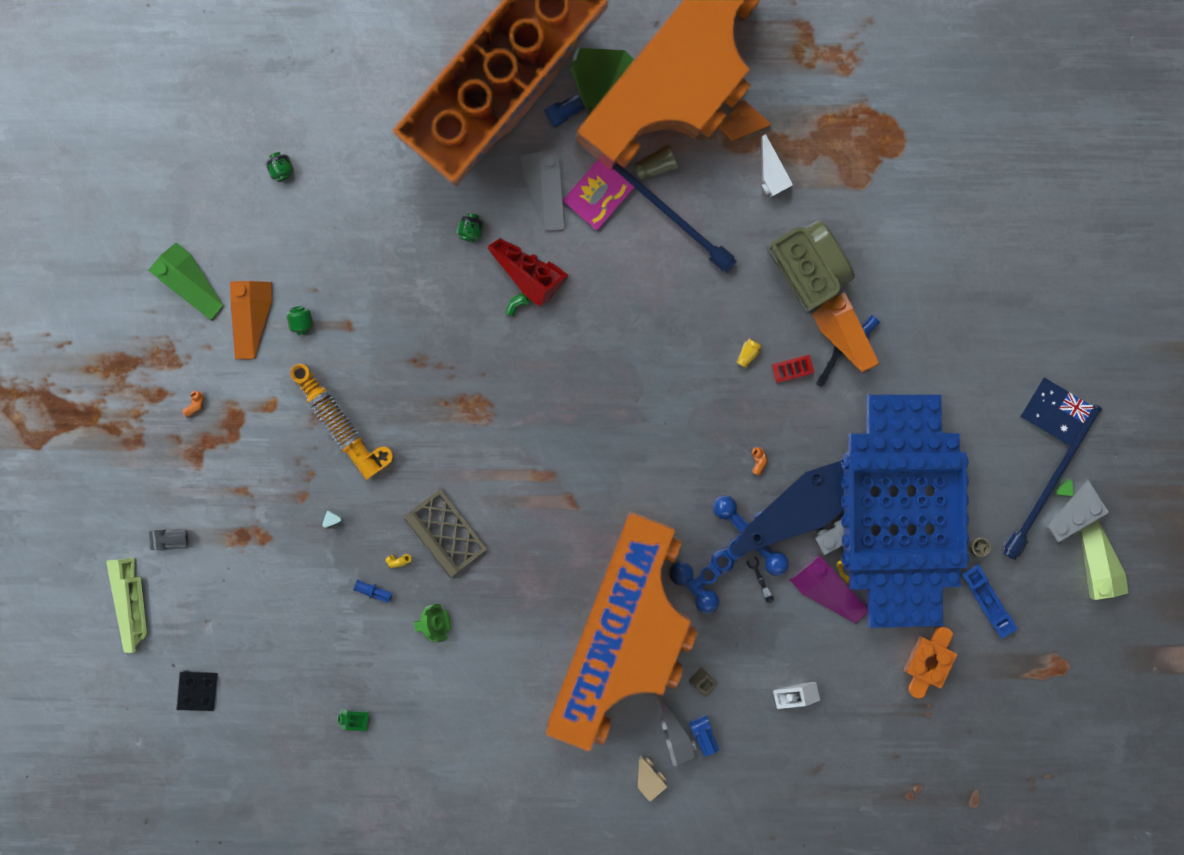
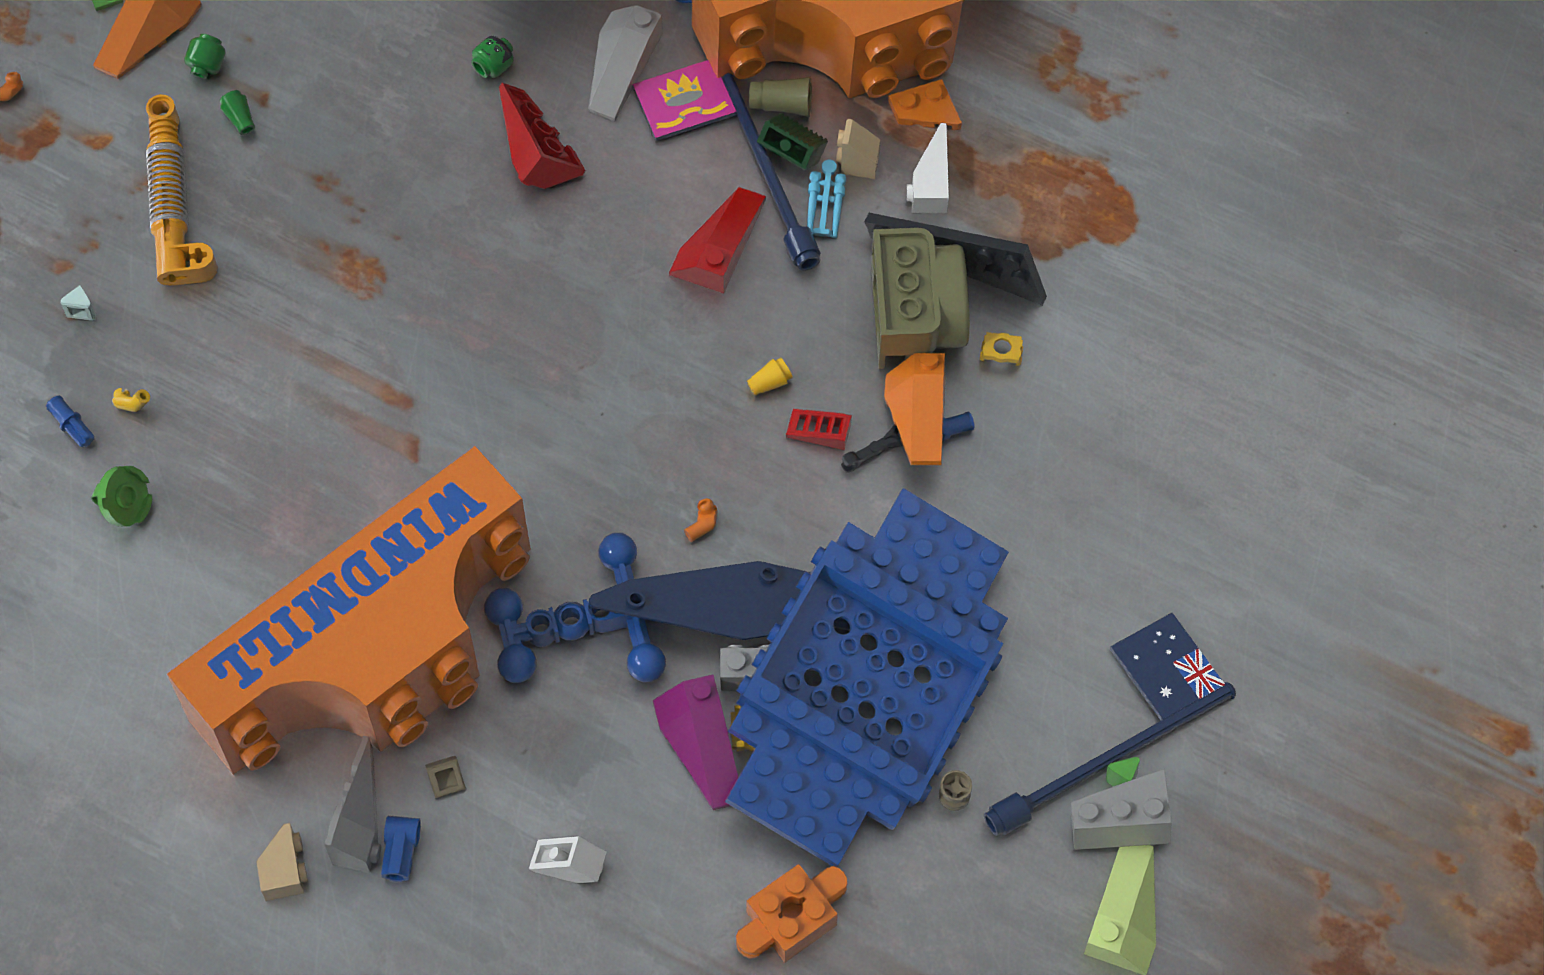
camera: 25 degrees right, 25 degrees down
(342, 345) = (237, 110): none -> green cone
(432, 544) = (190, 393): dark tan fence -> none
(516, 301) = (493, 170): green arm -> none
(671, 281) = (717, 245): none -> red wedge
(680, 192) = (792, 141): none -> dark green brick
(709, 196) = (828, 168): none -> medium azure piece
(723, 179) = (857, 151): none -> tan slope
(766, 592) = (609, 698): black piece -> none
(839, 217) = (987, 259): none -> black wing
(862, 264) = (989, 353): none -> yellow piece
(989, 601) = (927, 872): blue slope -> none

